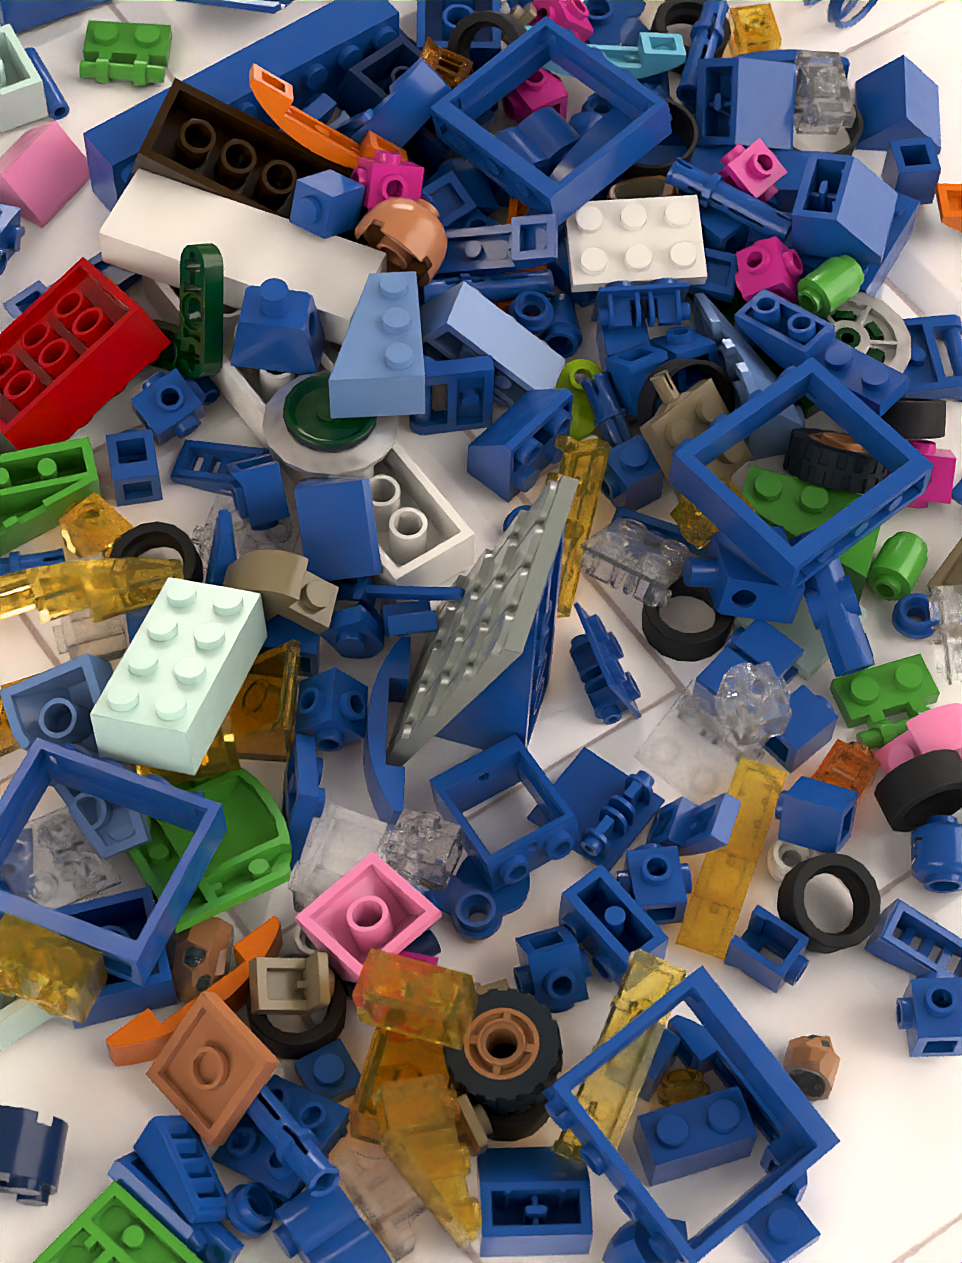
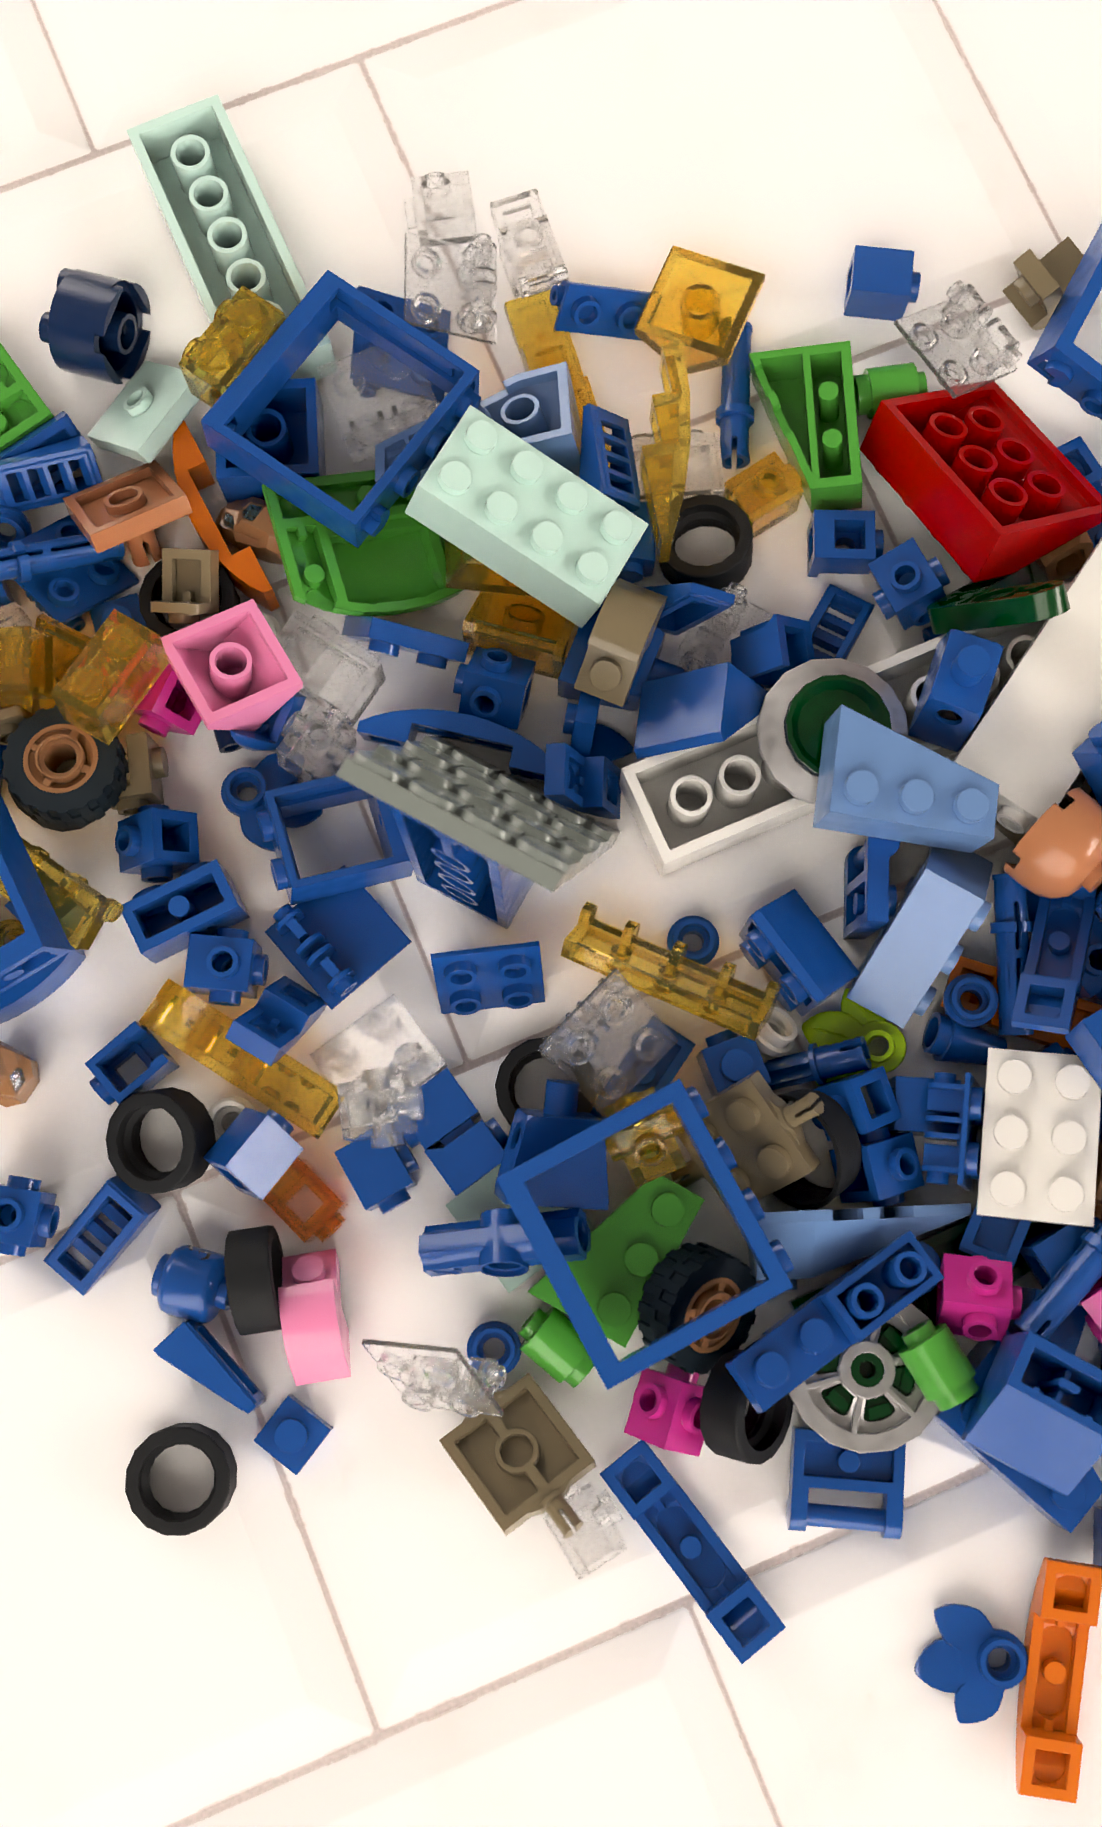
camera: 105 degrees right, 20 degrees up
(96, 1086) = (145, 413): none -> light aqua plate
(101, 636) = (619, 479): none -> blue slope
(367, 592) = (623, 751): blue sword -> none
(881, 693) = (410, 1294): bright green plate -> none

